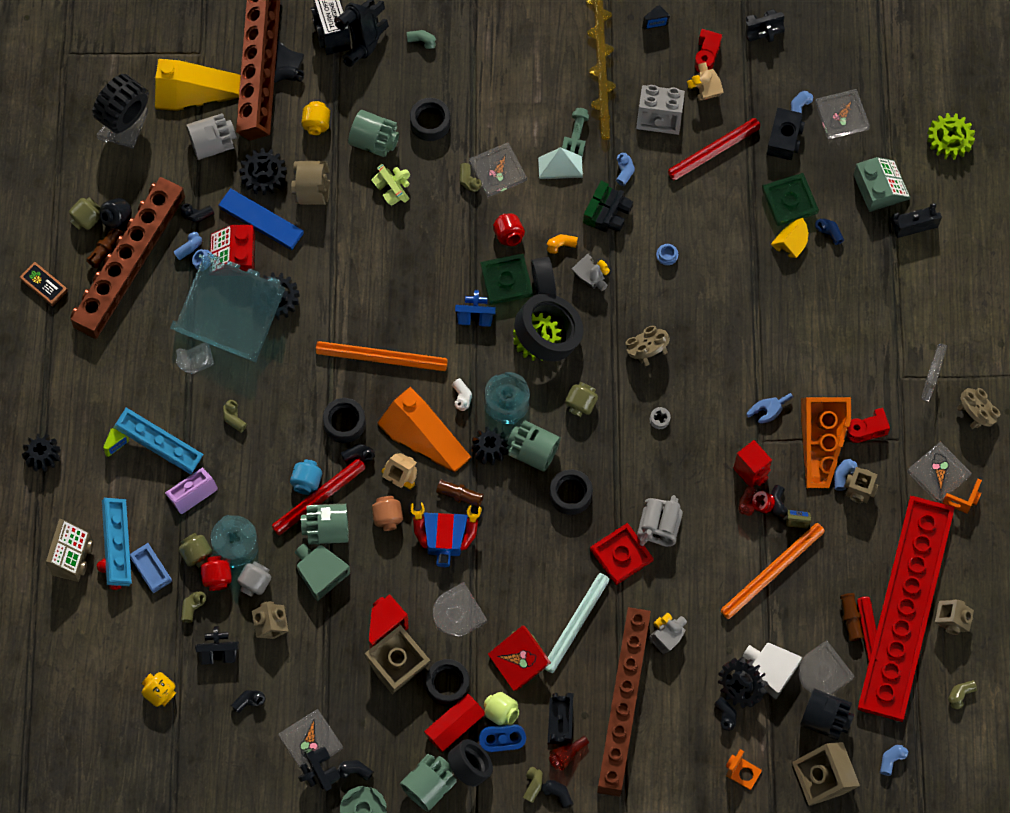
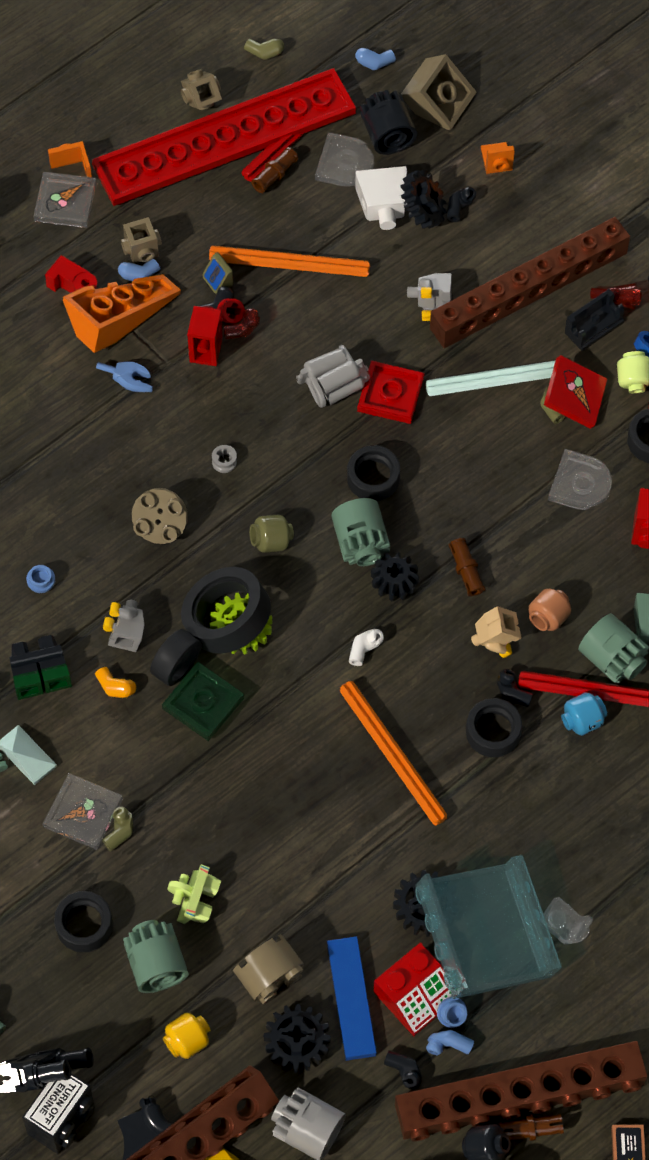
camera: 130 degrees left, 5 degrees down
(230, 415) = (590, 838): olive arm -> none
(418, 427) = (436, 655): orange wedge -> none
(445, 533) = (518, 543): torso -> none
(464, 311) = (262, 701): blue hips -> none
(497, 391) = (335, 609): clear light blue brick -> none
(508, 229) = (146, 739): red head -> none

